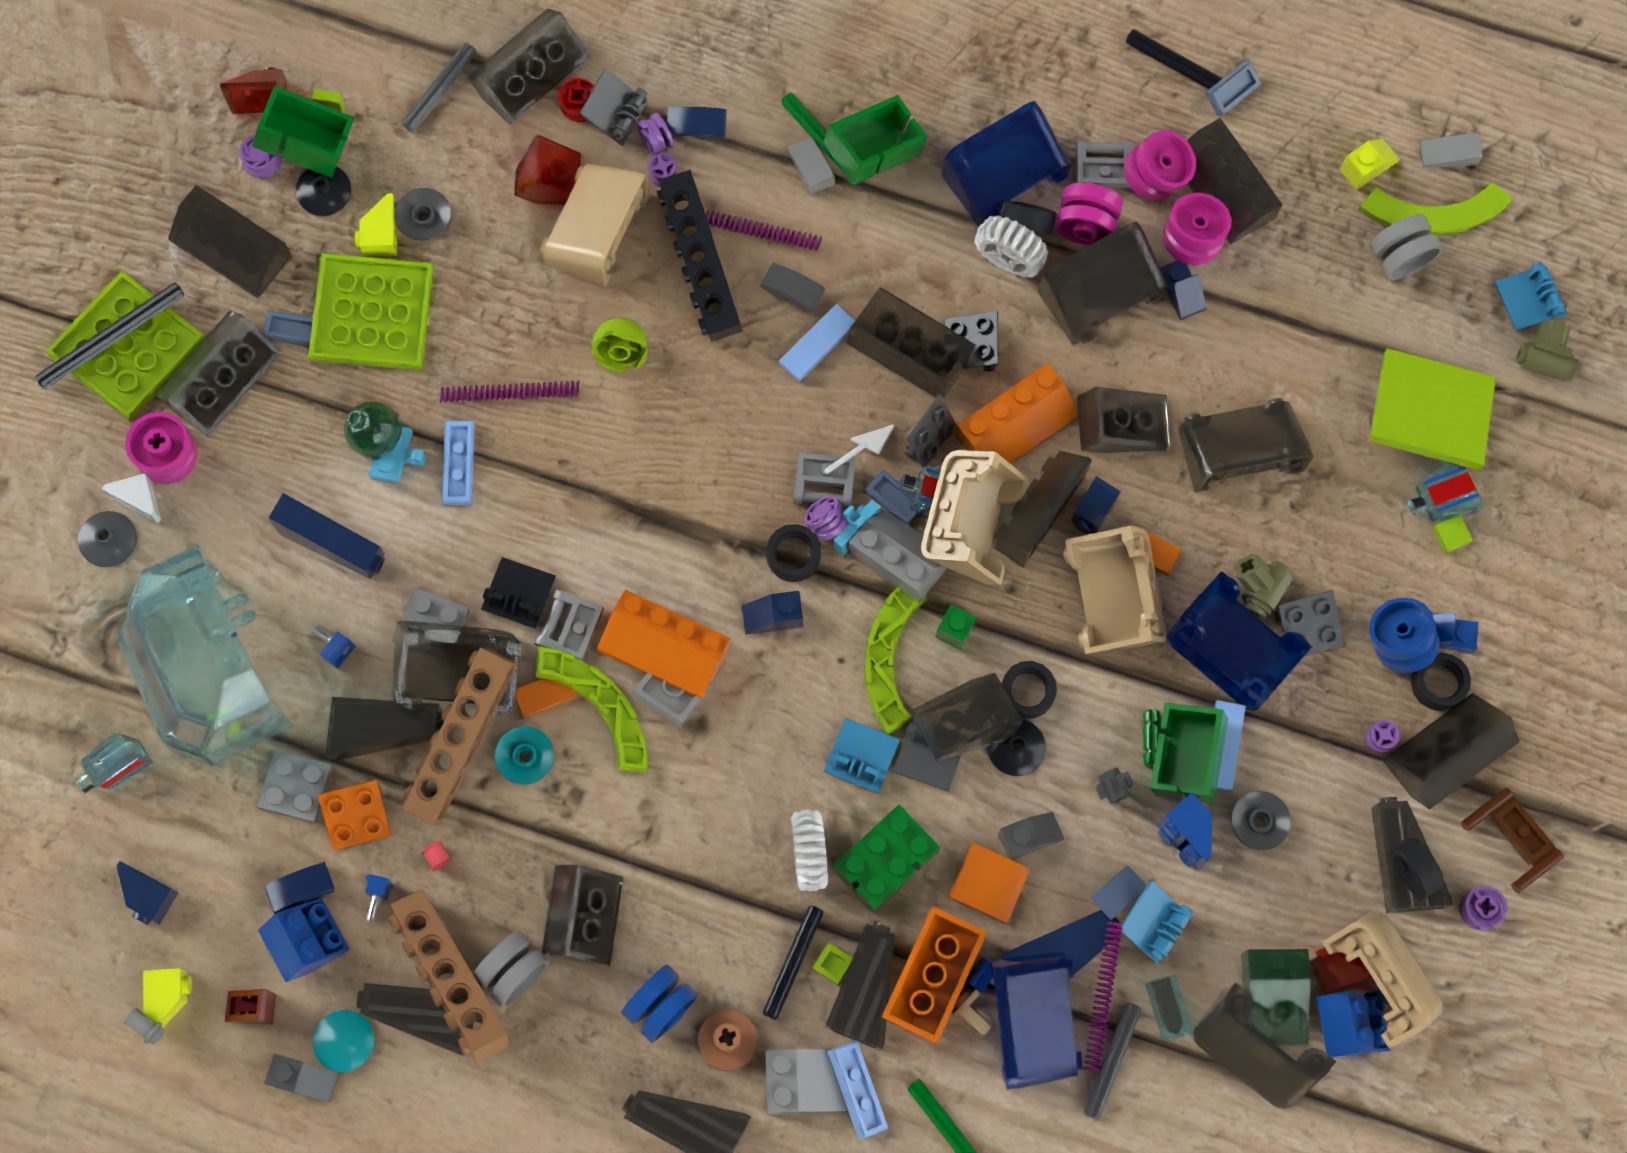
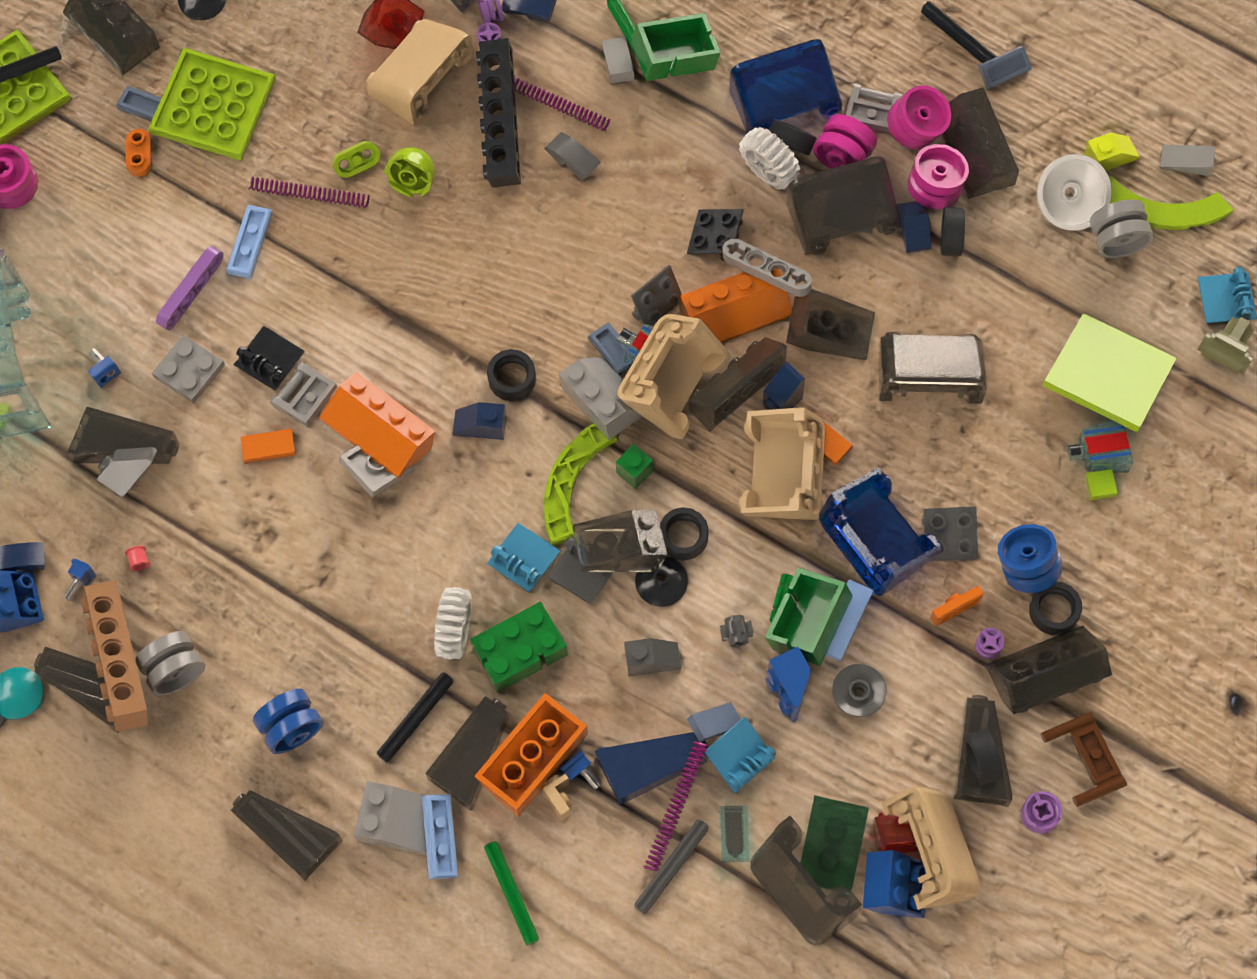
camera: 20 degrees right, 5 degrees down
(218, 373) = (71, 127): clear smoke slope -> none
(294, 786) = (37, 475): light grey plate -> none
(303, 384) = (138, 150): none -> orange plate
(326, 537) = (119, 275): dark blue slope -> none
(354, 815) = (79, 509): orange hinge -> none
(372, 429) = (183, 196): clear green cylinder -> none
(378, 229) = (237, 38): neon yellow slope -> none
(391, 464) = (196, 222): medium azure plate -> none
(397, 758) = (124, 468): none -> slope
(407, 532) = (189, 288): none -> medium lavender beam
(416, 798) = (196, 456): medium nougat brick -> none
(420, 203) = (275, 25): dark grey dish -> none
(436, 656) = (194, 403): clear smoke windscreen -> none
(521, 741) = (231, 481): teal dish -> none
(553, 344) = (356, 161): none -> lime plate
(582, 915) = (246, 635): clear smoke slope -> none
(606, 699) = (317, 460): lime tile -> none
(727, 1040) = (340, 769): nougat piece -> none
(811, 471) = (557, 313): light grey plate -> none
(816, 343) = (582, 206): light blue tile -> none
(826, 518) = (547, 351): medium lavender wheel -> none
(832, 963) = (447, 725): lime tile -> none
(856, 520) = (569, 358): medium azure plate -> none
(872, 440) = (605, 297): white piece -> none
(910, 343) = (659, 221): clear smoke slope -> none
(989, 883) = (604, 689): orange slope -> none
(1035, 1019) = (606, 811): clear blue windscreen -> none
(1043, 377) = (769, 264): none -> light grey beam
(1228, 287) = (952, 231): none -> black tyre
(1263, 584) = (915, 487): olive piece -> none
(1337, 702) = (956, 605): none -> orange plate
(1359, 215) = (1089, 191): none -> white dish
(1456, 633) = (1079, 570): blue slope -> none

